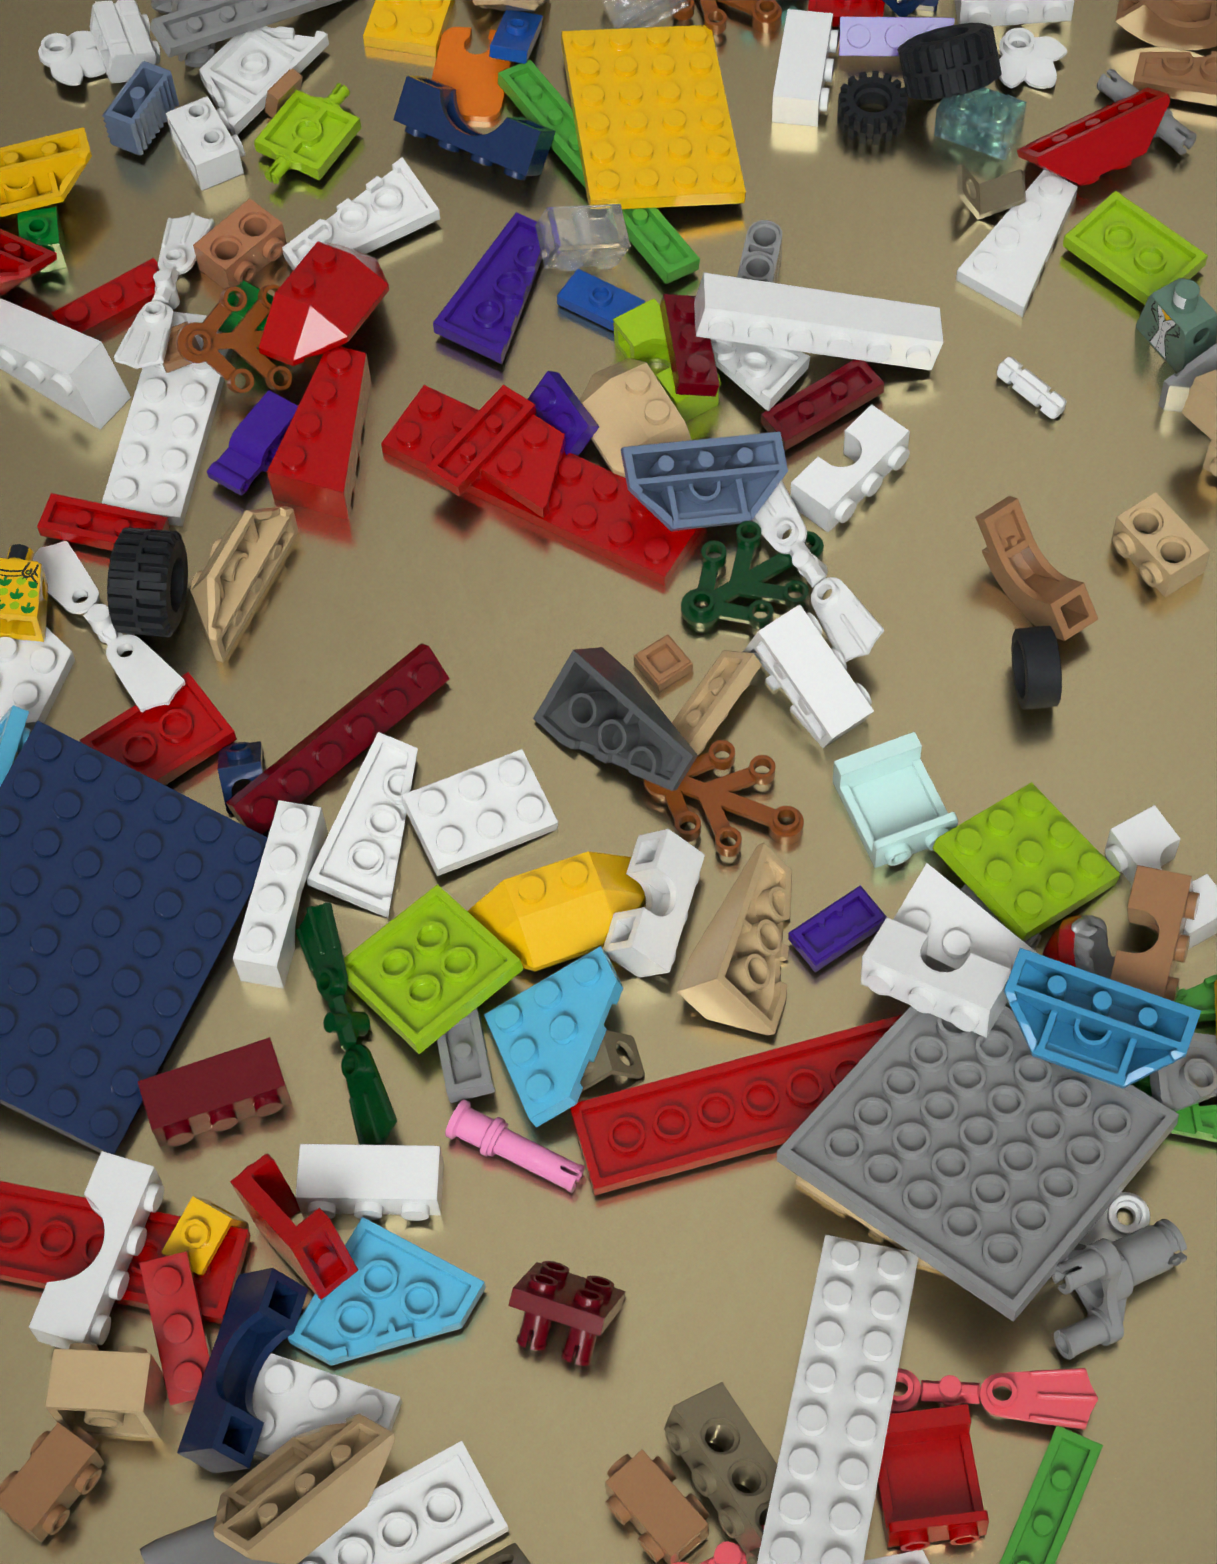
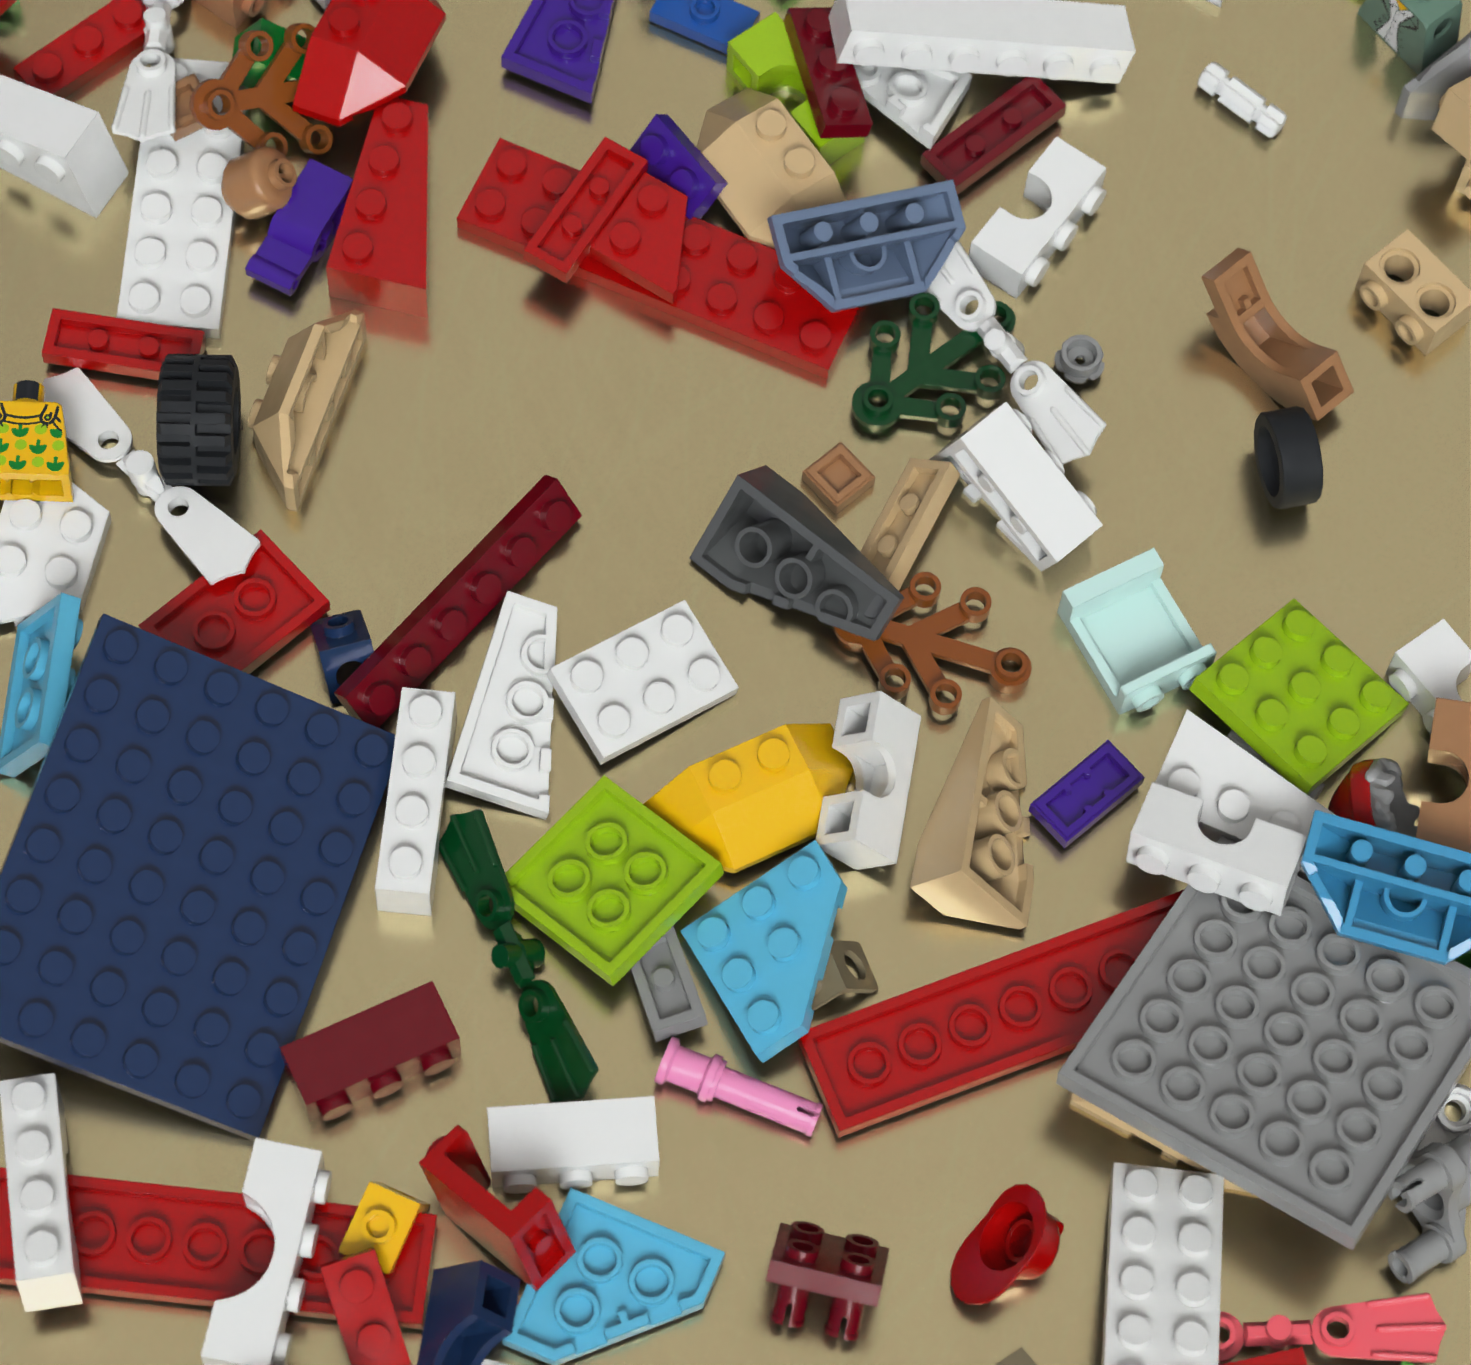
camera: 15 degrees left, 5 degrees up
(225, 406) = (258, 182): none -> medium nougat head
(726, 1297) = (1007, 1245): none -> red piece
(873, 572) = (1080, 347): none -> light grey plate

